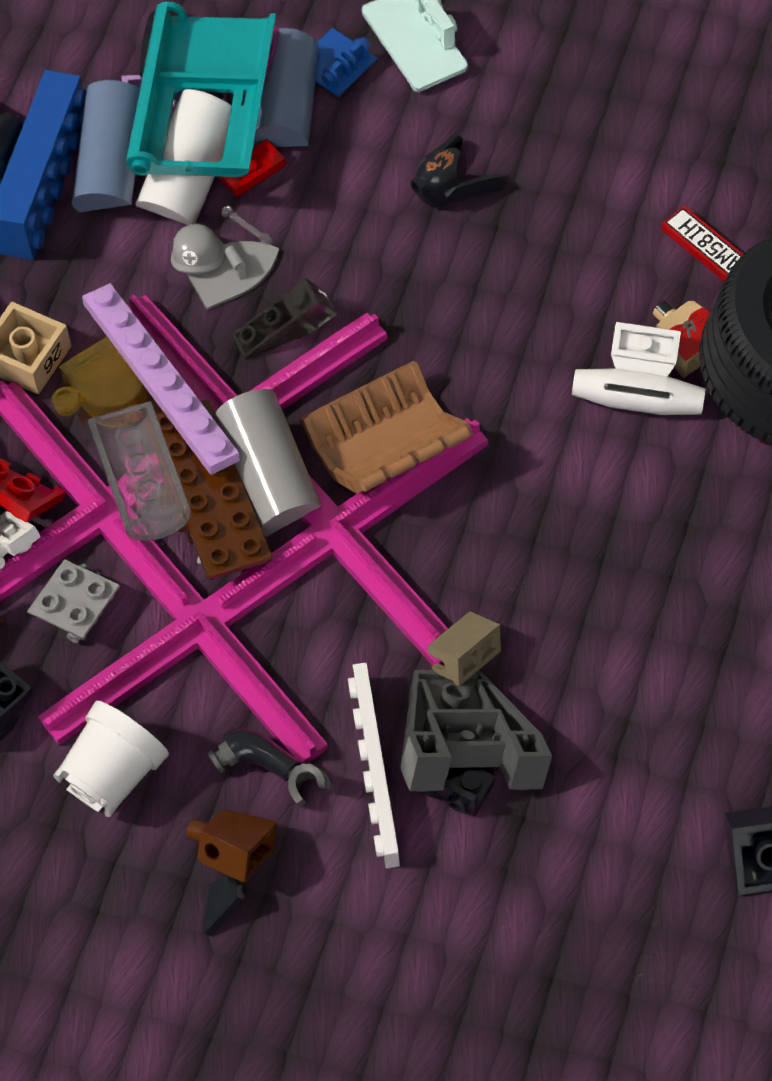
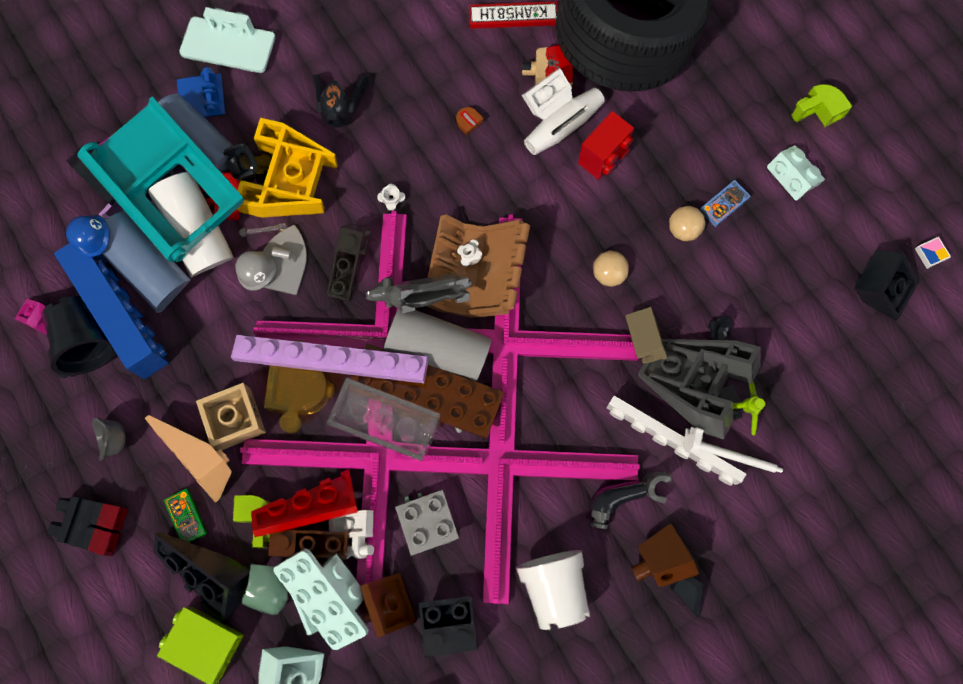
camera: 50 degrees left, 15 degrees up
(87, 79) = (88, 235): none -> blue helmet
(295, 158) = (248, 167): none -> black hair
(305, 398) = (420, 292): none -> dark grey animal
(322, 198) = (290, 176): none -> yellow wedge
(380, 770) = (693, 443): none -> white piece
(391, 298) = (390, 190): none -> white plate
(398, 420) = (474, 257): none -> white plate
(475, 793) = (751, 405): none -> lime plant
(514, 563) = (610, 268): none -> tan hair
(548, 717) = (720, 328): none -> black plant
(551, 307) = (468, 119): none -> dark orange tile
(641, 597) = (687, 223): none -> tan hair
(643, 446) = (606, 146): none -> red brick
(703, 618) = (724, 203): none -> tile

